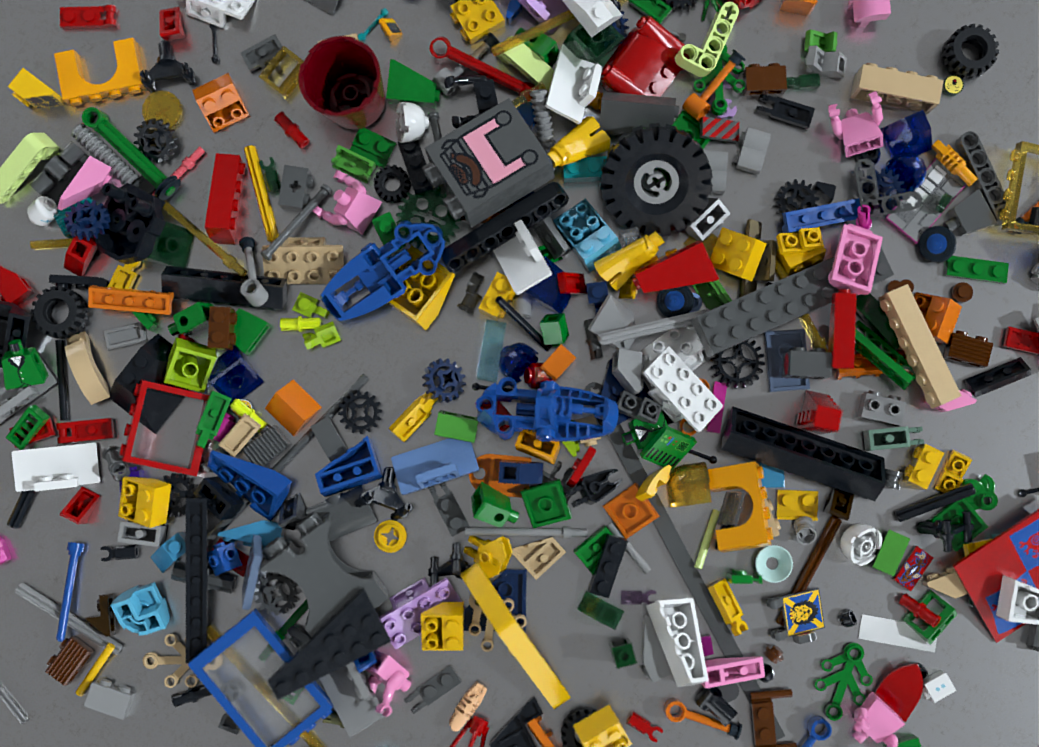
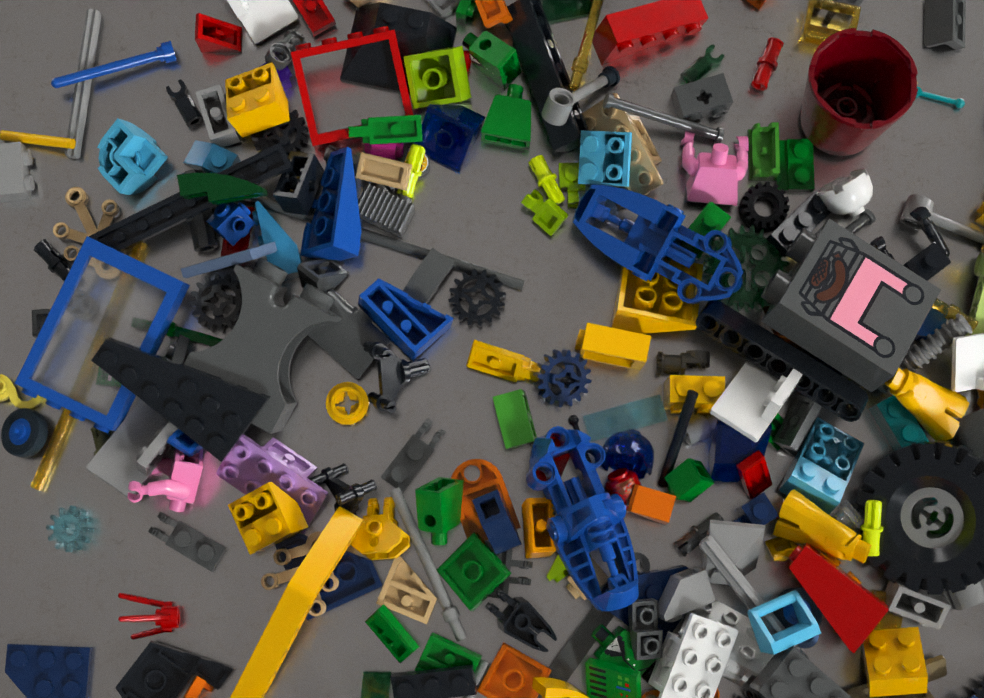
camera: 60 degrees right, 5 degrees down
(69, 660) = (35, 105): reddish brown brick -> none
(106, 620) = (97, 124): dark brown slope -> none
(197, 556) = (217, 187): none -> dark green slope
(221, 328) = (498, 90): reddish brown brick -> none
(261, 193) = (677, 63): yellow axle -> none
(292, 407) = (445, 218): orange slope -> none
(305, 277) = (605, 158): none -> medium azure slope
(390, 28) = (943, 118): light orange slope -> none
(410, 86) = (889, 172): green slope -> none
(434, 464) = (456, 414): medium blue bracket -> none
(439, 335) = (613, 346): none -> yellow window
(467, 706) = (185, 592): light nougat hinge -> none
(480, 67) = (955, 228): red piece -> none
(561, 578) = (391, 633): none -> green plate
(580, 466) = (538, 591): red plate -> none
(642, 223) = (872, 525): none -> neon yellow axle
(688, 315) = (790, 636): none -> medium azure tile
(712, 294) = (829, 652): bright green hinge -> none

